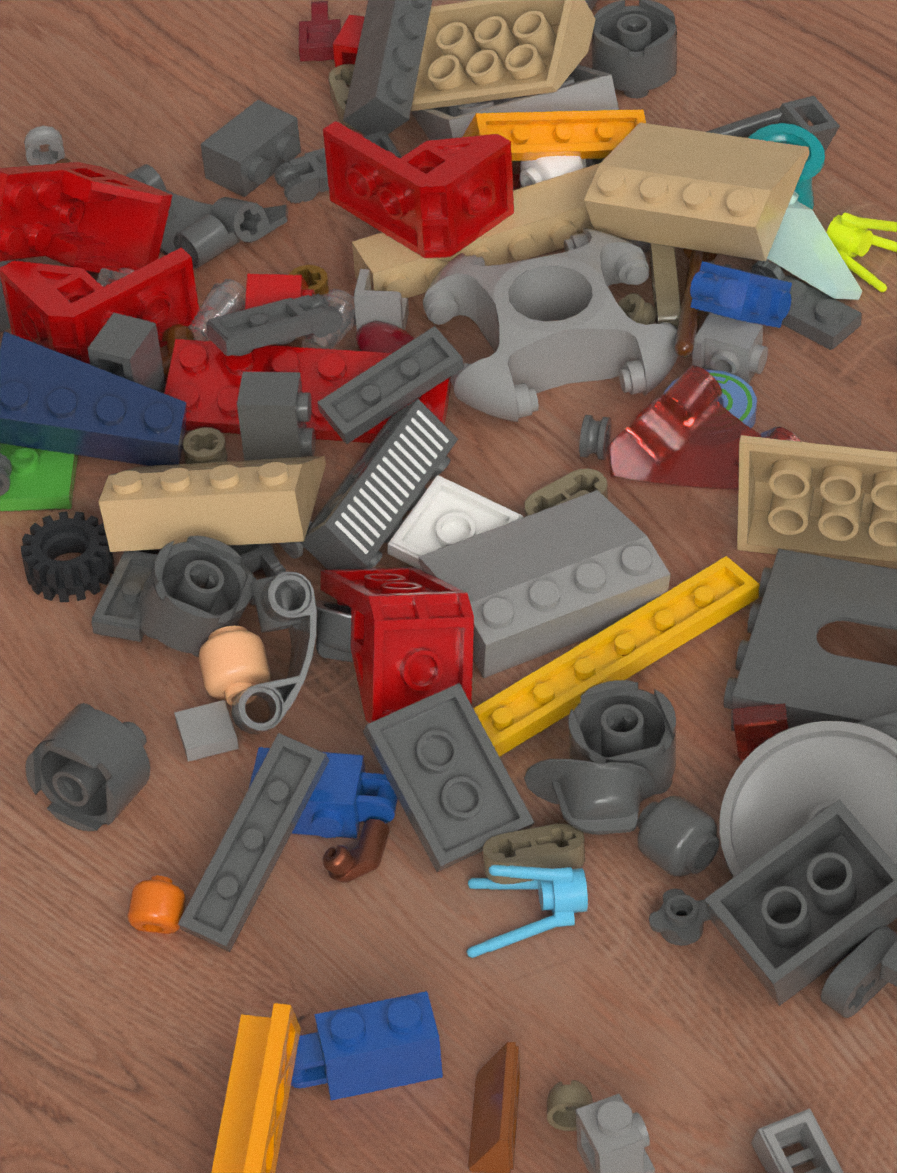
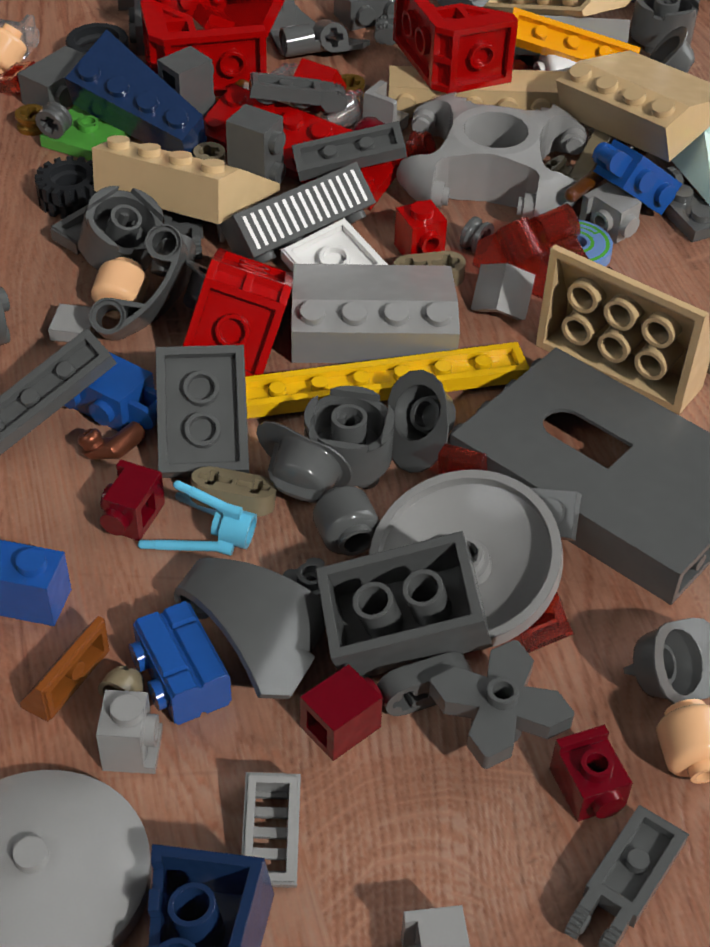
camera: 20 degrees right, 0 degrees up
(434, 907) = (132, 500): none -> dark red brick
(457, 336) = (420, 143): none -> clear red plate
(531, 456) = (420, 228): none -> red brick
(612, 1053) = (181, 662): none -> blue brick
(662, 963) = (262, 615): none -> dark grey panel
(669, 498) = (503, 290): none -> light grey panel
(674, 98) = (675, 50): none -> dark grey piece
(692, 686) = (422, 420): none -> dark grey piece
(803, 1034) = (341, 711): none -> dark red brick

